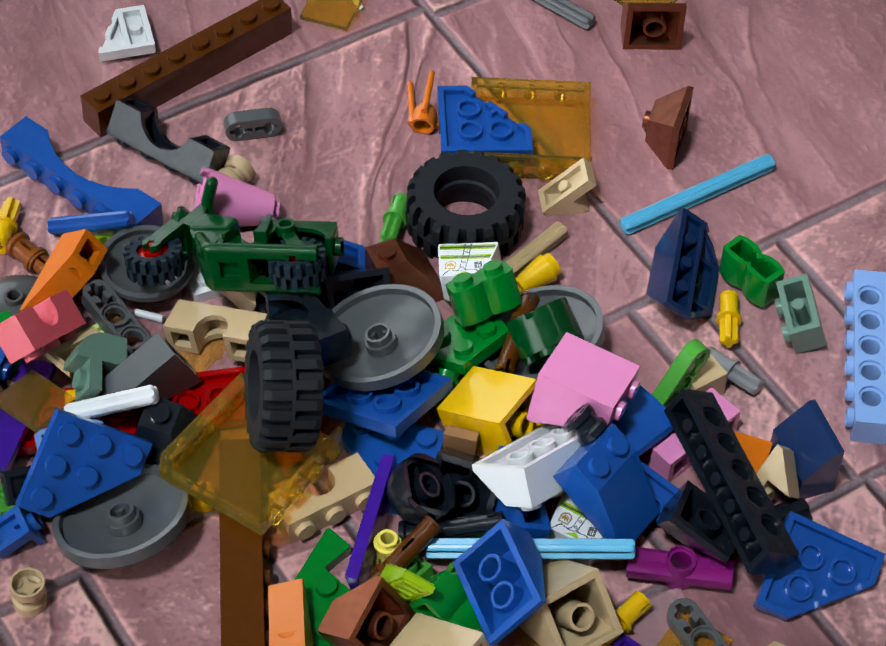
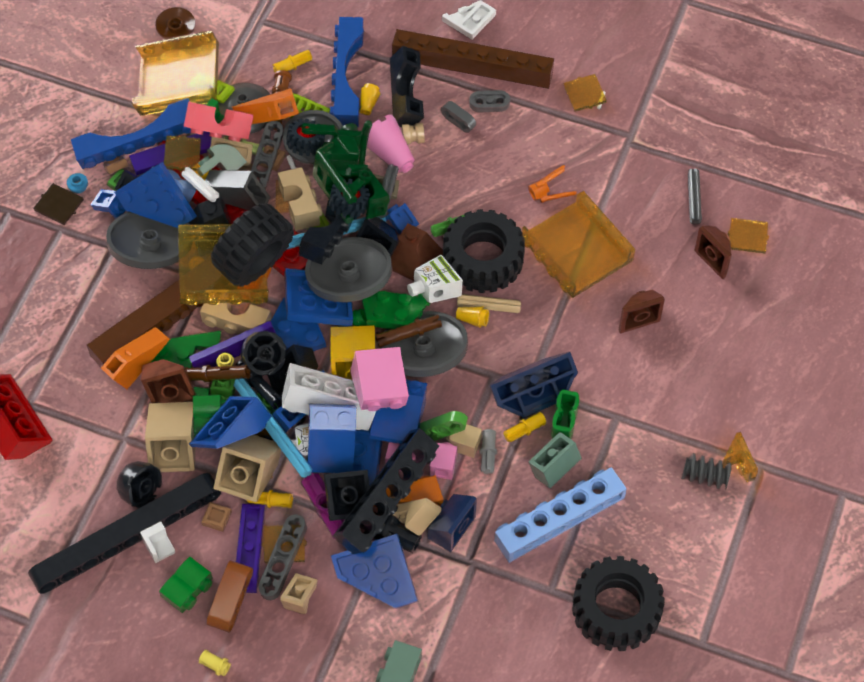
camera: 55 degrees right, 10 degrees up
(28, 592) = (79, 233): tan wheel -> none
(92, 222) = (320, 95): blue axle -> none
(137, 178) = (368, 99): none -> yellow cone
(259, 86) = (489, 101): none -> flat silver plate
(407, 583) = (197, 382): lime slope -> none
(461, 439) = (323, 353): medium nougat tile -> none
(477, 125) = (550, 218): blue plate -> none
(483, 293) = (415, 296): green brick -> none
(542, 330) = (409, 338): dark green brick -> none
(567, 191) = (547, 292): tan slope -> none
(585, 424) = (348, 395): black wheel -> none
(697, 194) = (610, 356): medium azure axle -> none

